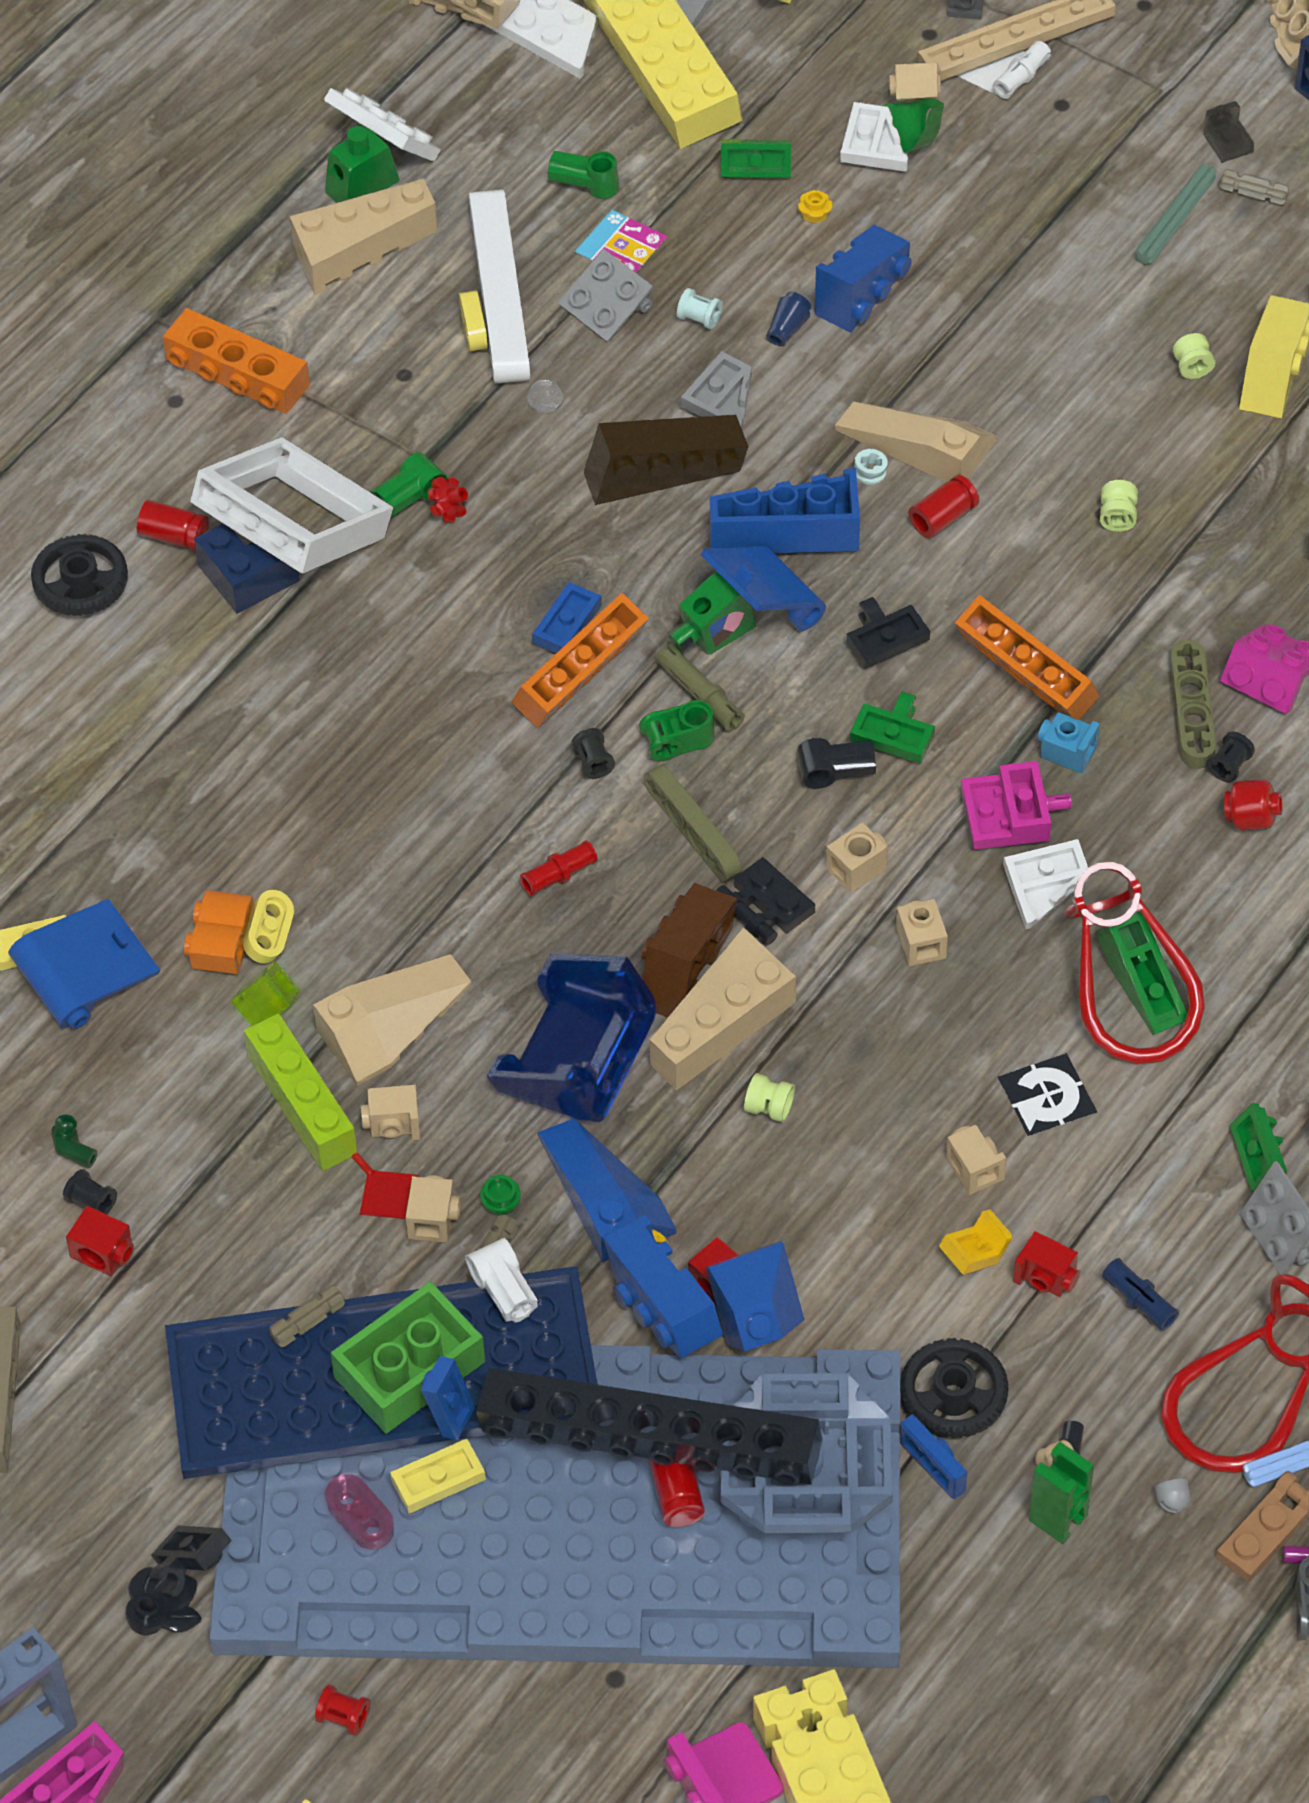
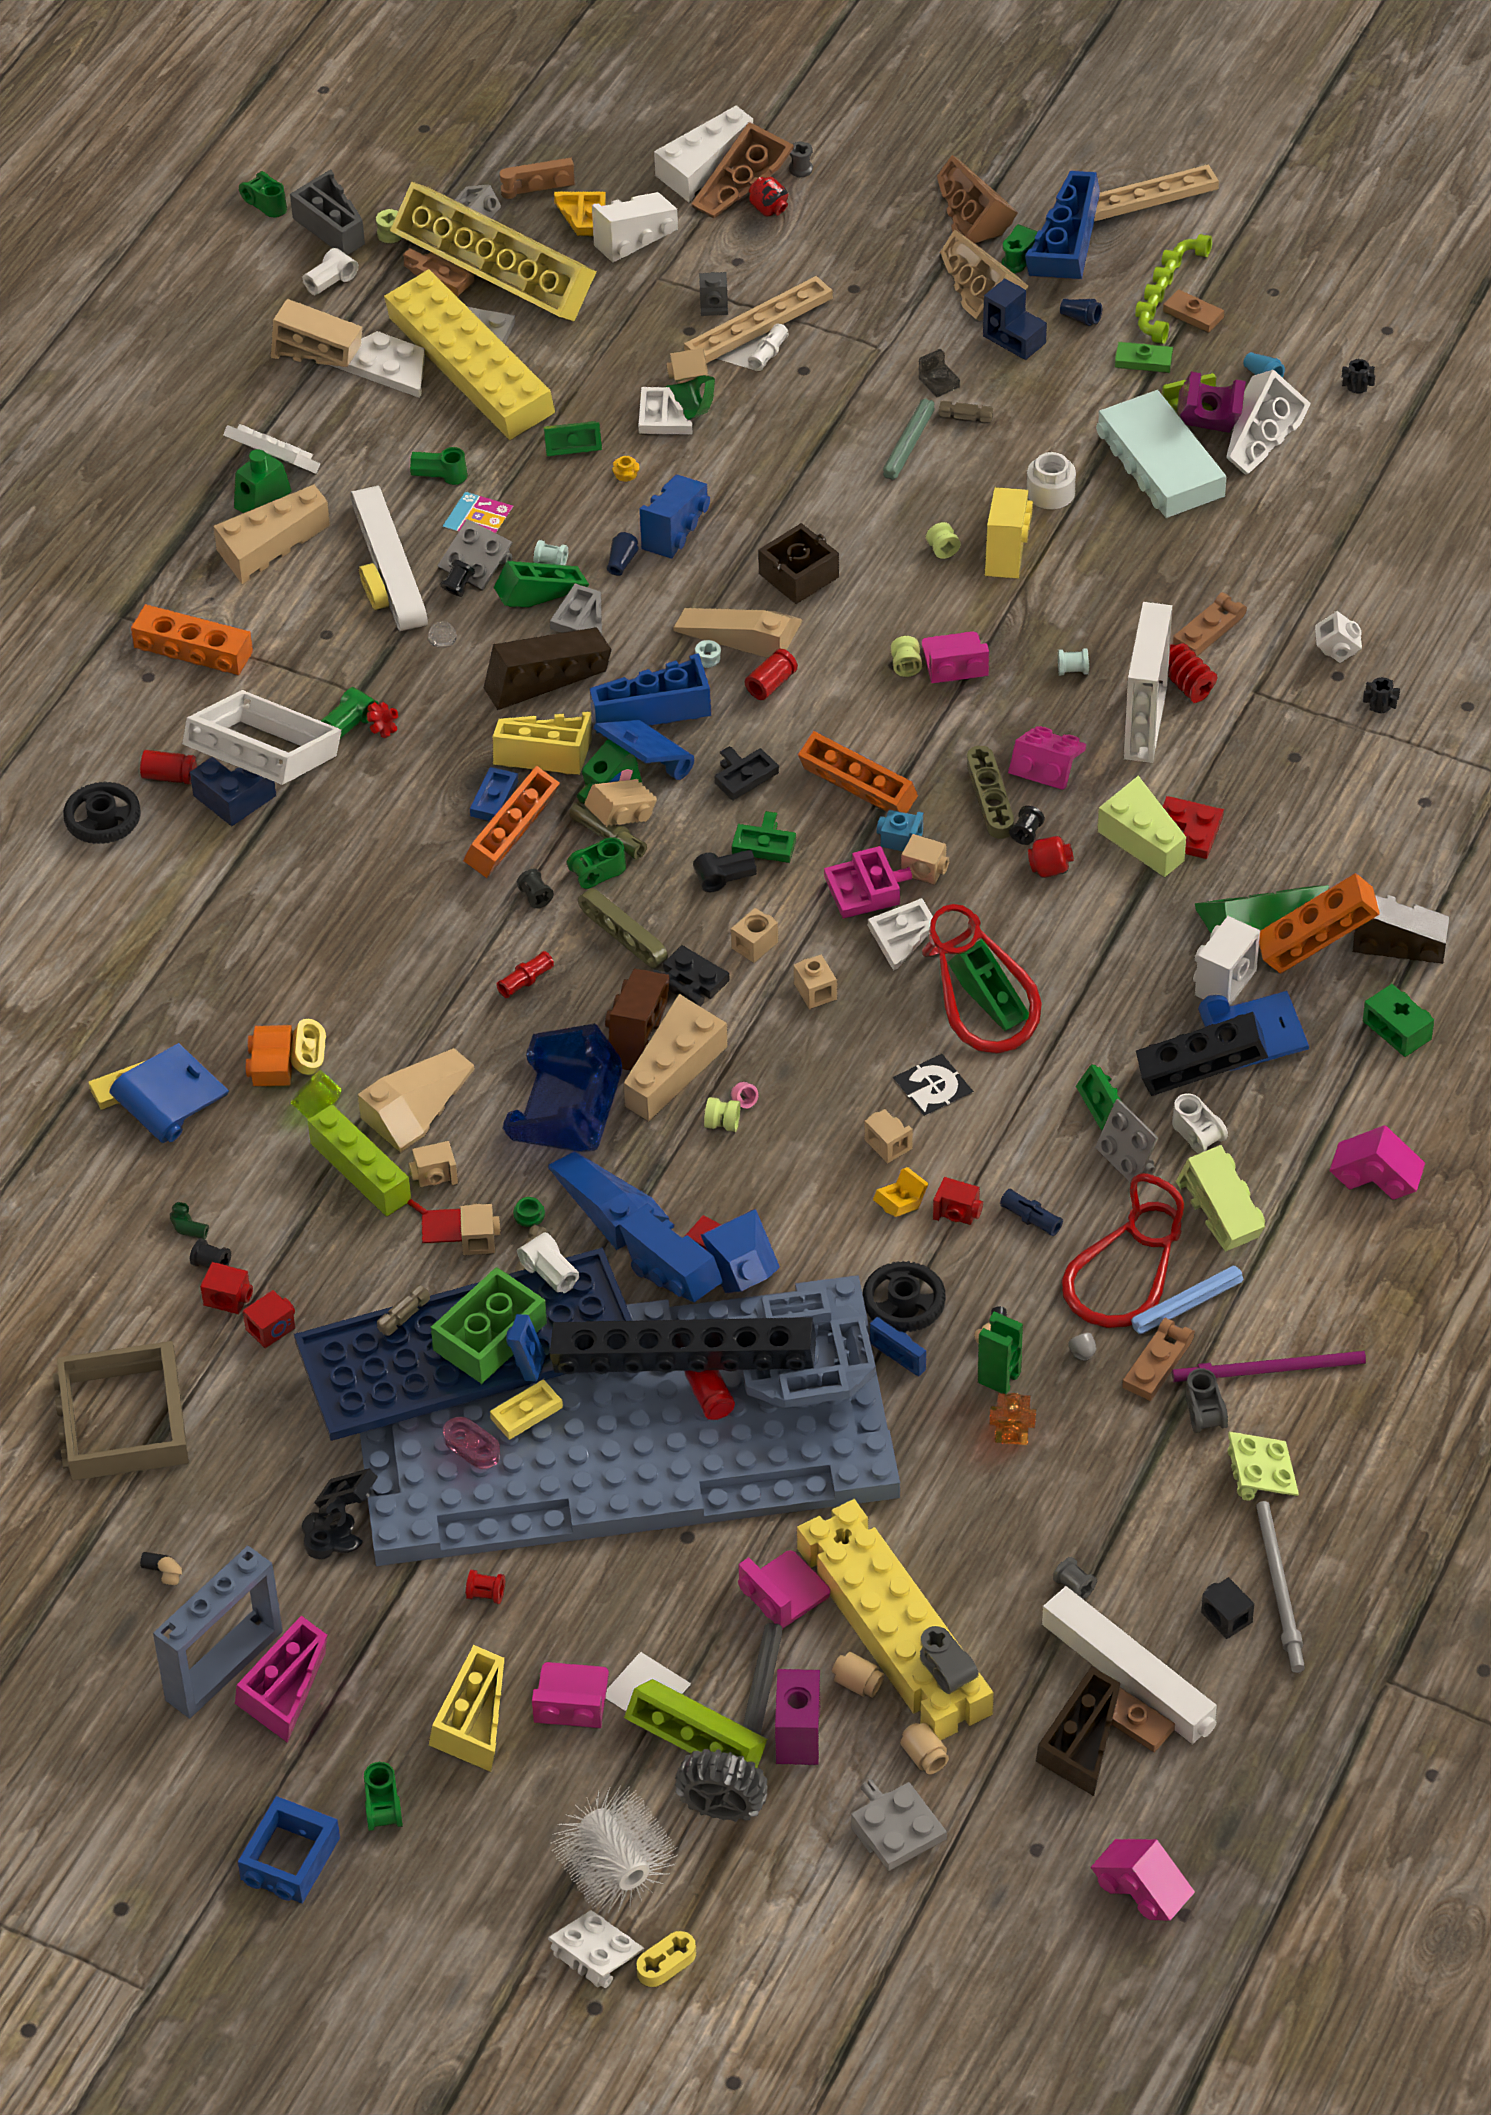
camera: 10 degrees left, 5 degrees down
(146, 1291) = (269, 1318): none -> red brick
(577, 324) = (457, 578): none -> black bush
(640, 561) = (549, 744): none -> light yellow wedge
(674, 344) = (535, 583): none -> green slope
(721, 654) = (620, 802): none -> tan brick
(810, 1070) = (748, 1091): none -> bright pink hinge
(1005, 363) = (798, 563): none -> dark brown brick
(1063, 1583) = (1012, 1418): none -> clear orange brick
(1092, 784) = (925, 858): none -> tan brick
(1181, 514) = (955, 657): none -> dark pink bracket

